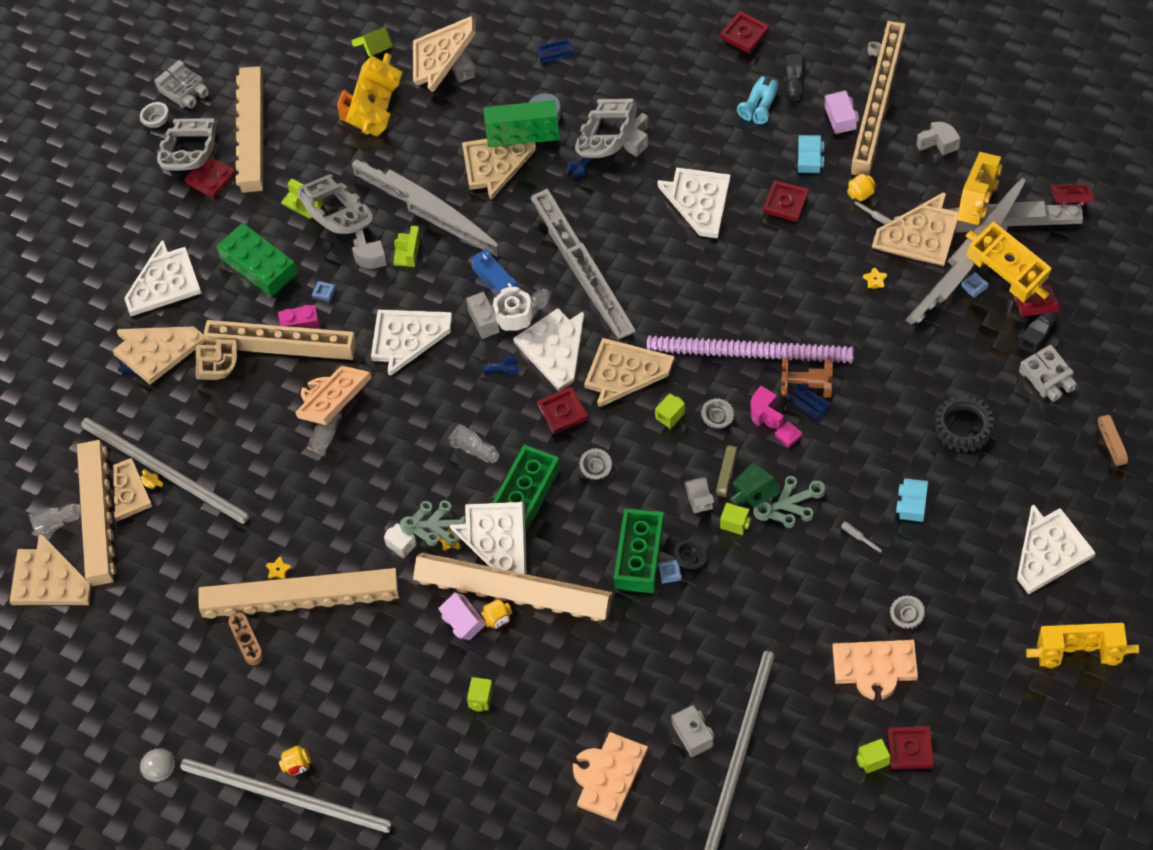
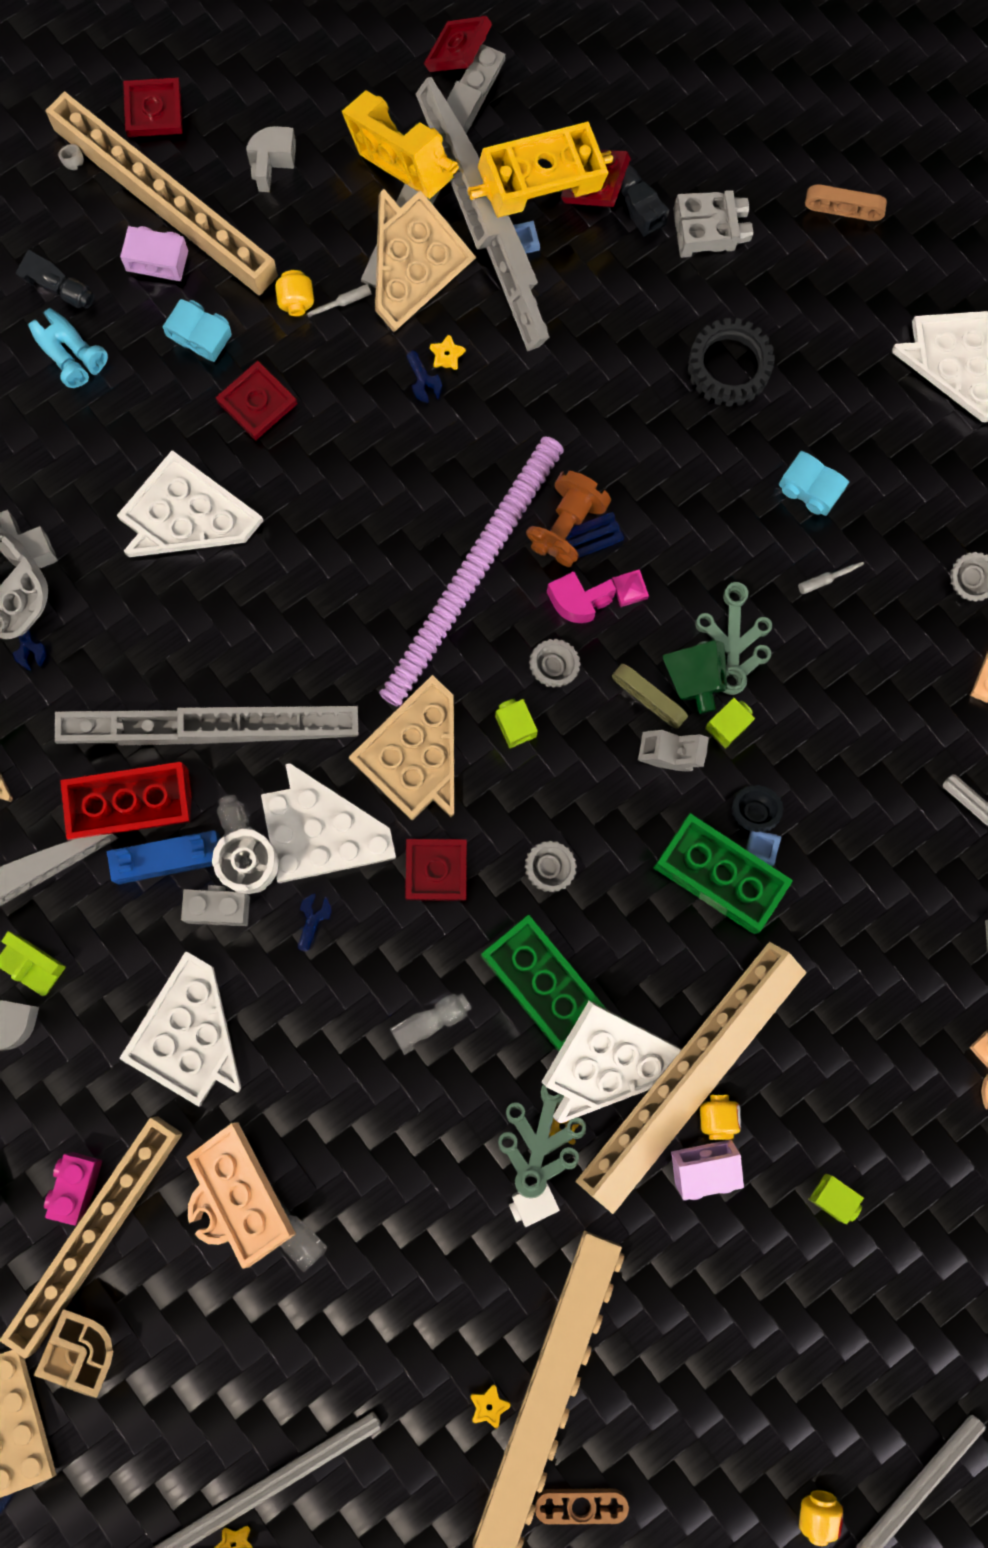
camera: 75 degrees left, 20 degrees up
(323, 292) = (35, 1124): medium blue tile -> none
(519, 245) = (126, 800): none -> red slope
(852, 275) = (423, 378): none -> clear blue bar
(931, 71) = (152, 107): none -> dark red plate

